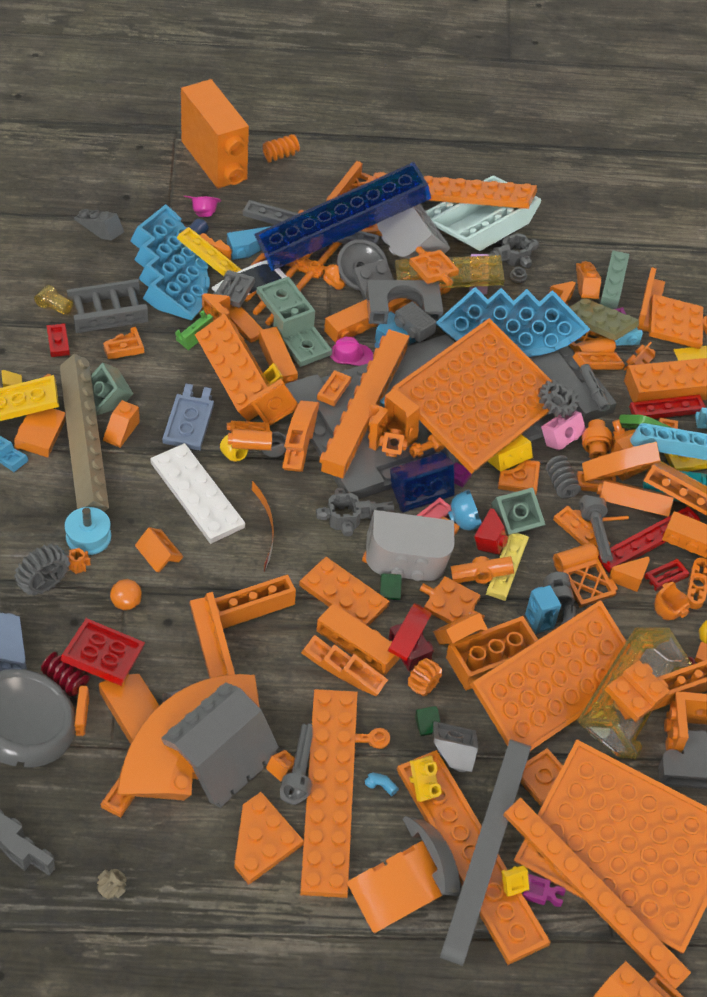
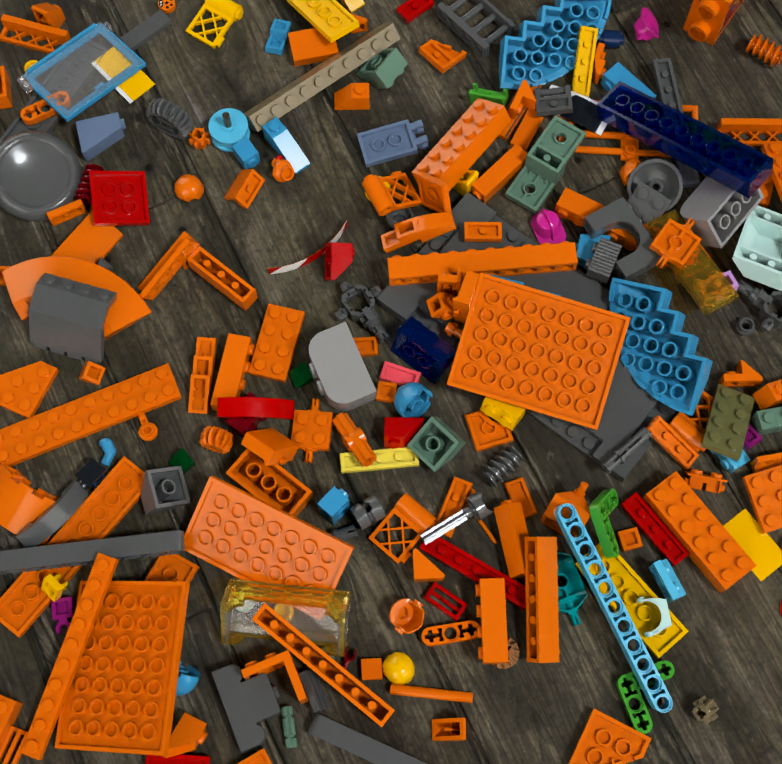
camera: 70 degrees right, 20 degrees up
(123, 530) = (246, 153): none -> dark azure brick
(133, 496) = (284, 144): none -> slope
(163, 507) = (282, 169): none -> orange animal
(197, 493) = (318, 187): white plate -> none
(290, 506) = (337, 259): none -> red slope
(297, 781) = (89, 384): dark grey piece -> none
(402, 802) = (91, 474): none -> black brick
(424, 778) = (109, 480): yellow hips -> none
(558, 398) = (586, 428): dark grey gear -> none
(563, 431) = (559, 443): bright pink brick -> none
(597, 439) = (566, 478): orange piece -> none
(621, 461) = (534, 509): orange slope -> none
(638, 690) = (264, 615): orange plate -> none

